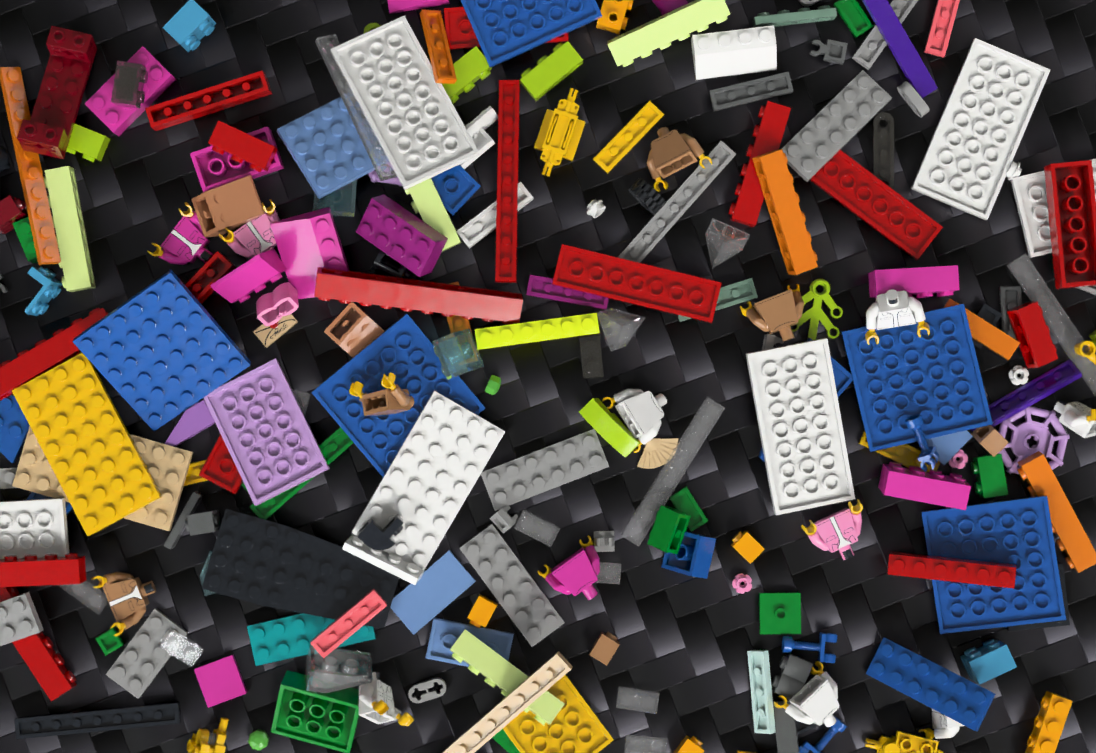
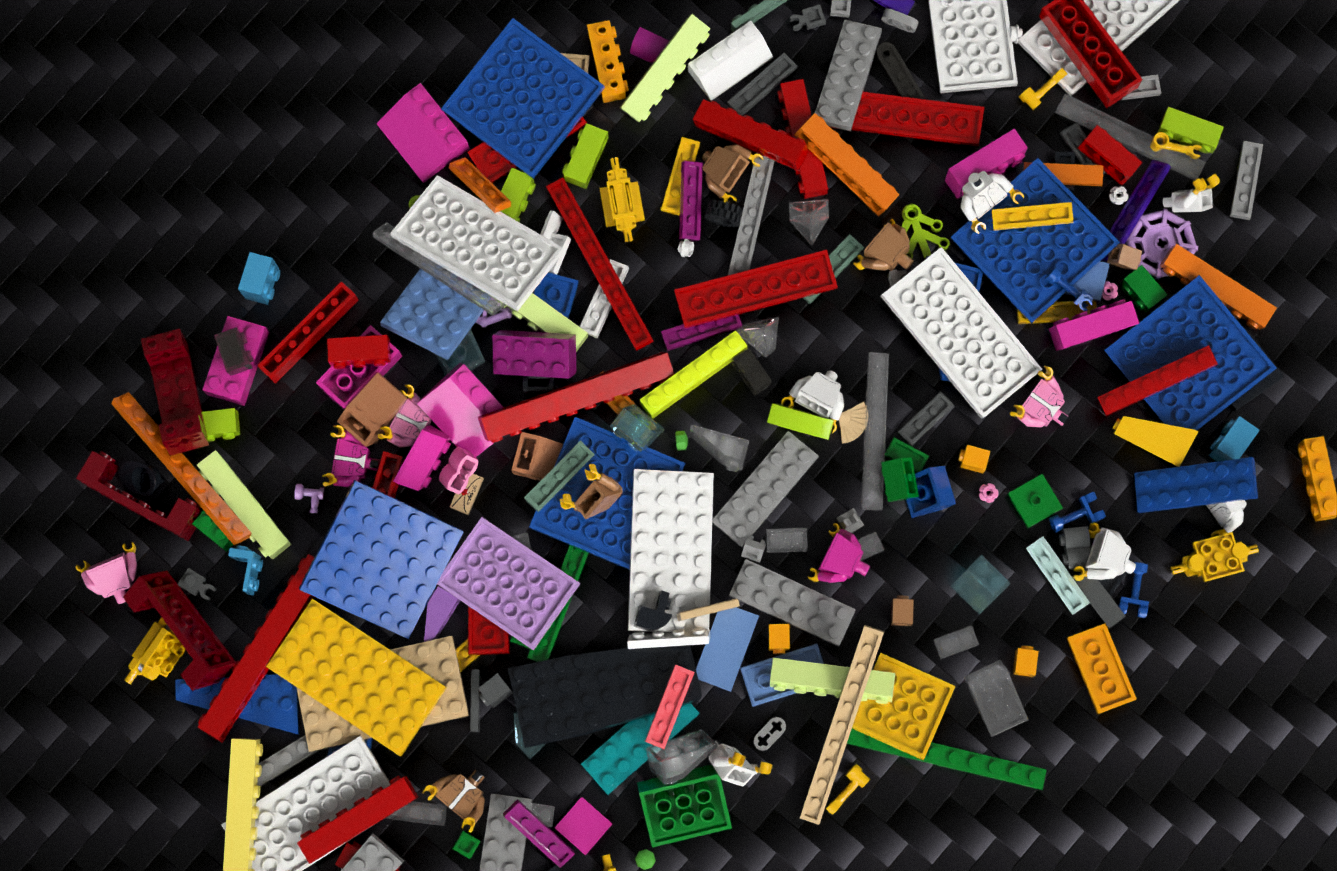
camera: 30 degrees left, 10 degrees down
(140, 255) = (315, 495): none -> lavender piece
(174, 669) = (538, 833): none -> magenta plate
(362, 362) = (559, 476): none -> sand green plate
(431, 554) = (708, 609): none -> tan tile
(527, 416) = (727, 449): none -> clear slope
(624, 166) = (690, 200): none -> magenta plate
(688, 662) = (980, 584): none -> clear light blue slope
(712, 134) = (751, 134): none -> red brick
(724, 485) = (925, 418): none -> dark grey tile
(922, 620) = (1157, 438): none -> yellow slope
(926, 356) = (1032, 216): none -> yellow plate
(993, 240) = (1032, 97): none -> yellow brick

